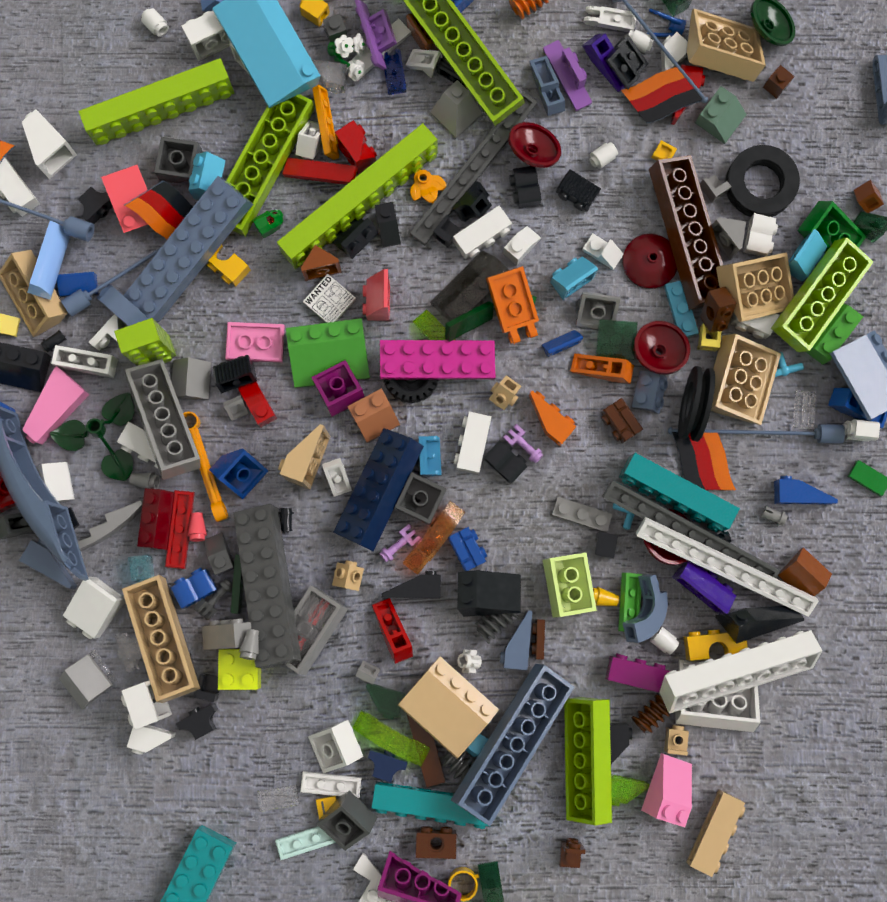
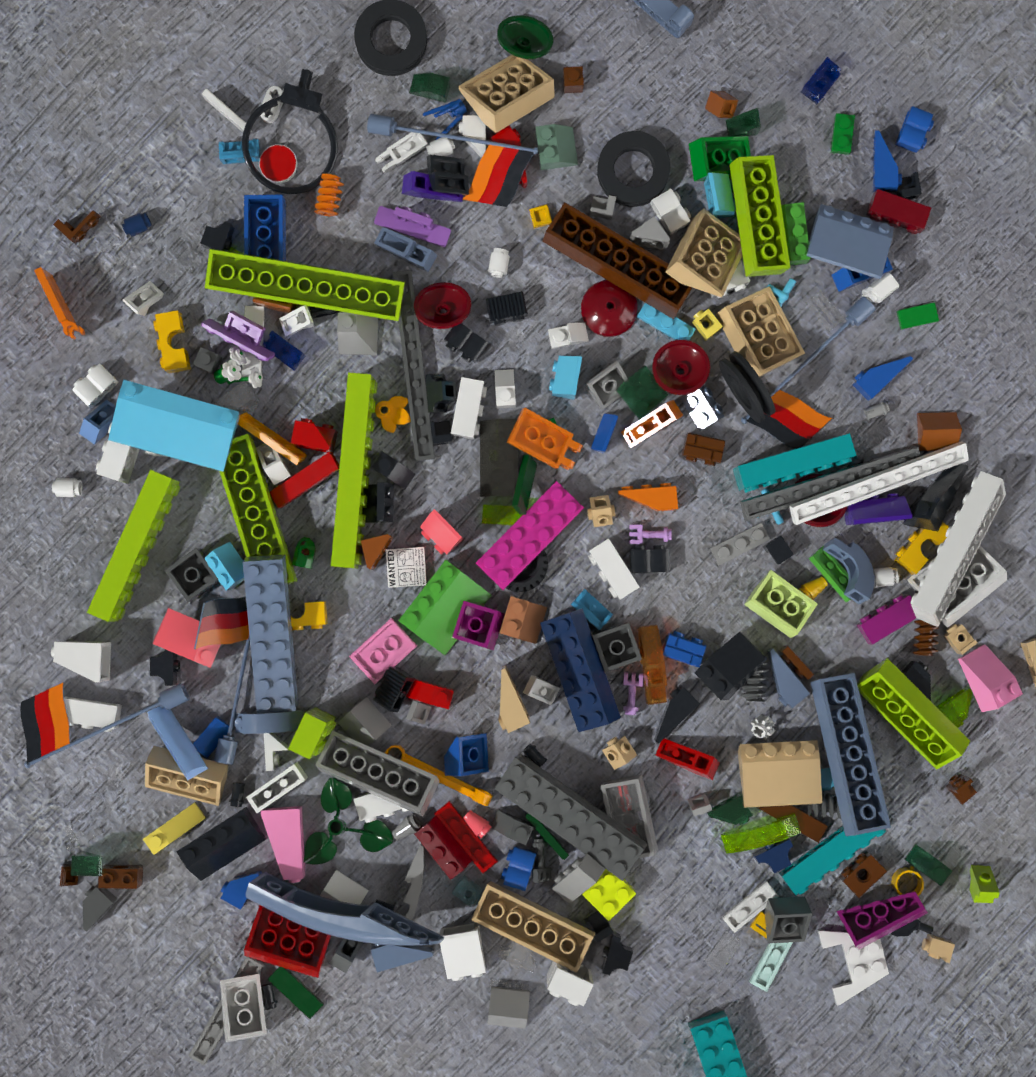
camera: 40 degrees left, 5 degrees up
(147, 738) = (595, 1002): white slope -> none
(250, 645) = (605, 870): light grey cone -> none
(335, 746) = (728, 877): white slope -> none
(718, 309) = (696, 302): reddish brown brick -> none

